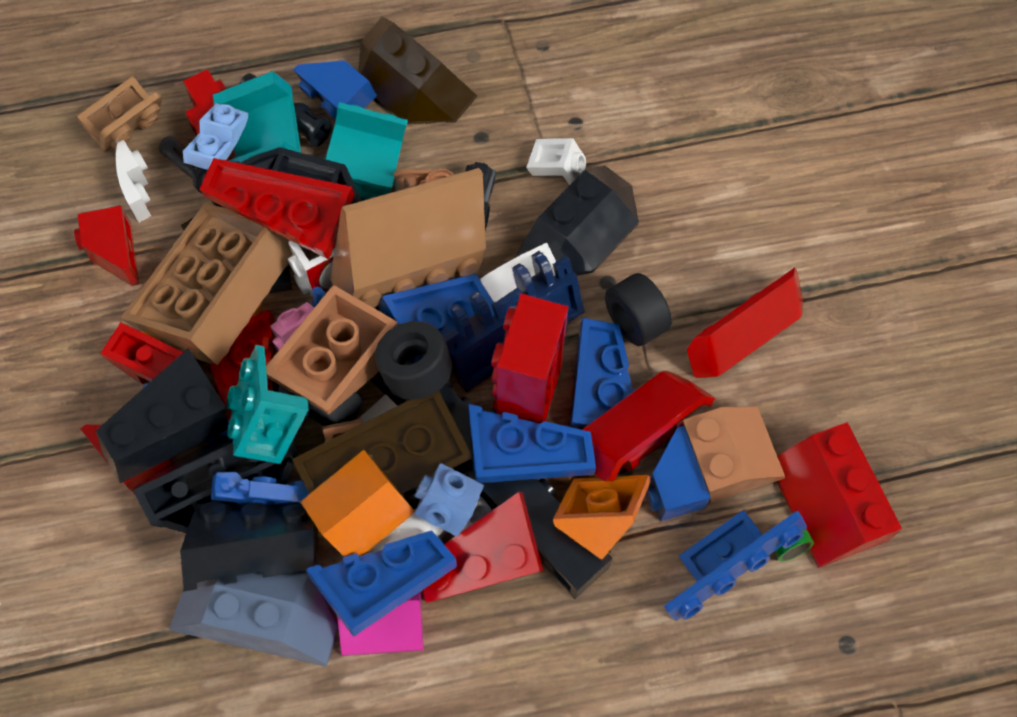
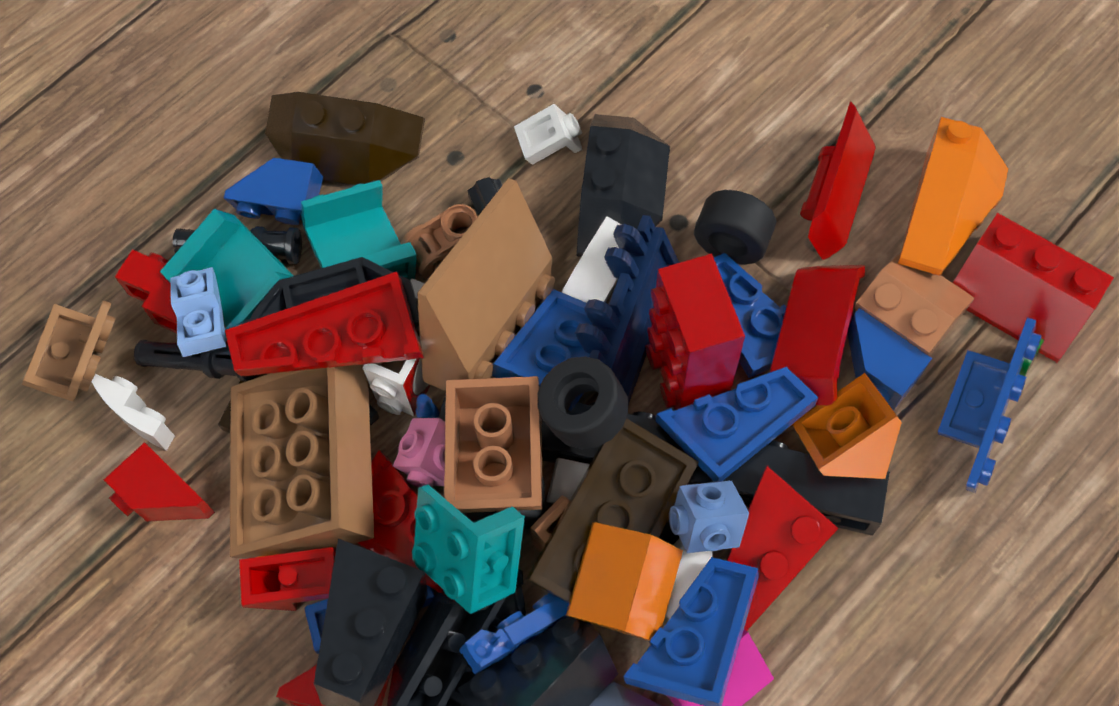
camera: 30 degrees left, 0 degrees up
(835, 385) = (955, 193): none -> orange wedge

